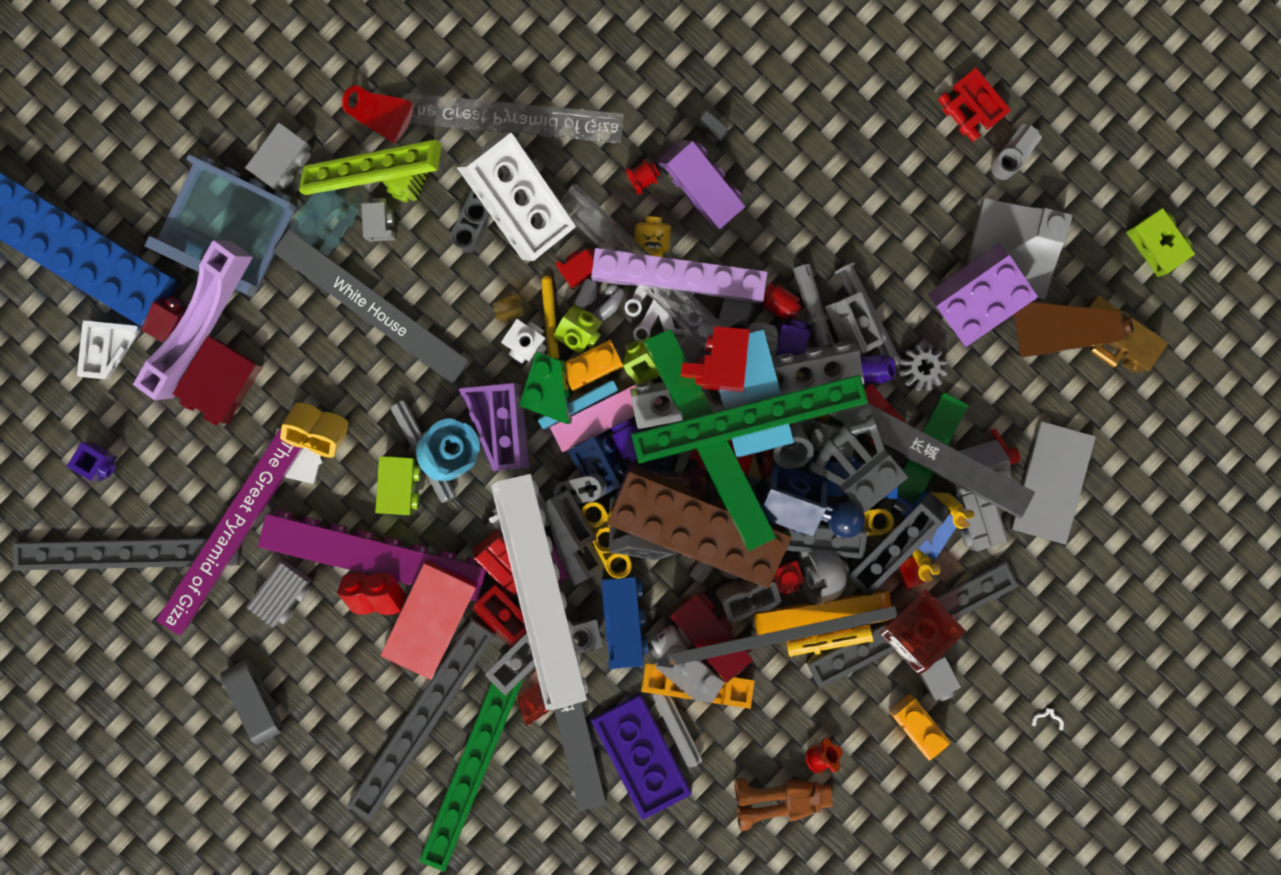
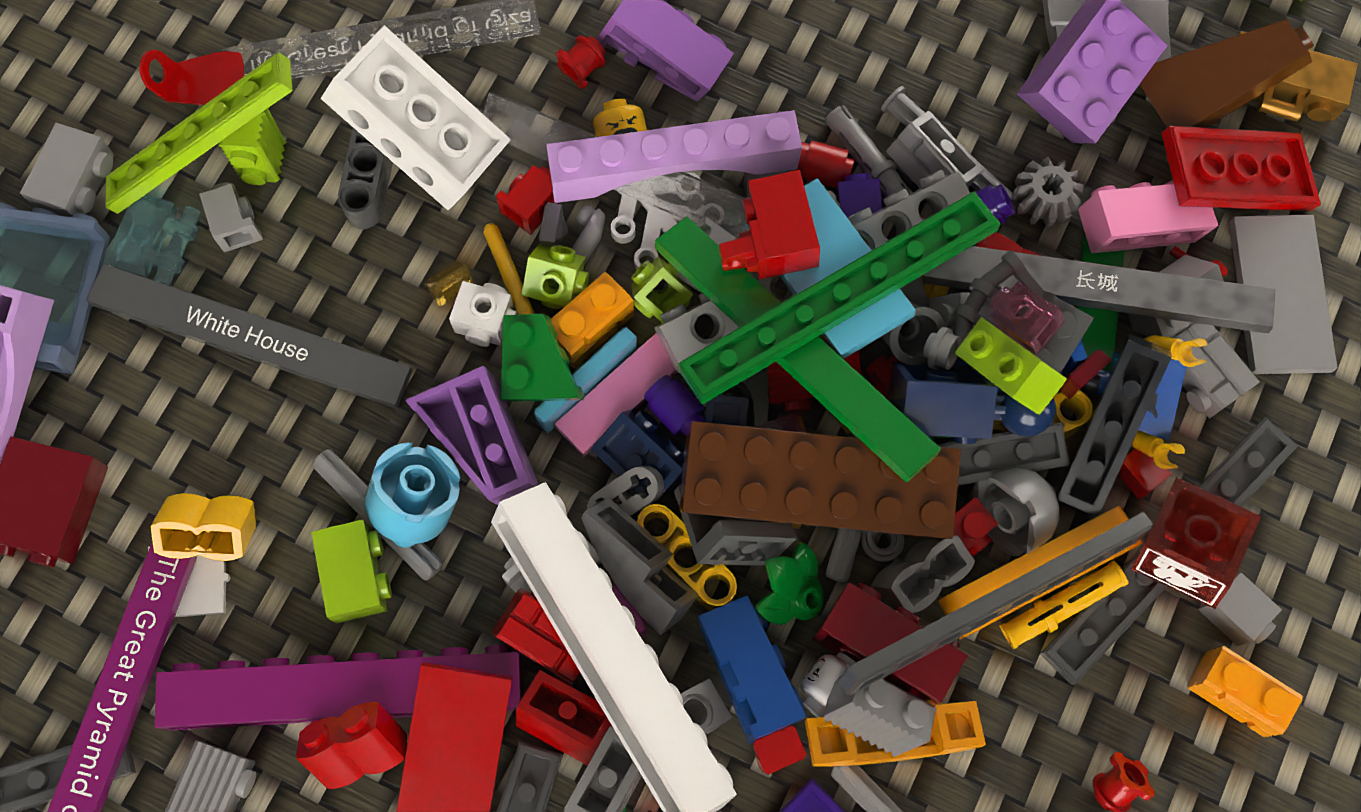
camera: 20 degrees left, 15 degrees down
(624, 676) = (778, 750): none -> red slope
(665, 579) = (794, 587): none -> green plate
(805, 467) = (941, 349): none -> light grey plate
(840, 496) = (1010, 366): none -> lime brick
(871, 471) = (1034, 327): none -> clear pink brick
(893, 505) = (1084, 373): none -> dark red tile
(981, 406) = (1142, 218): none -> bright pink brick
(1057, 392) = (1240, 169): none -> red tile

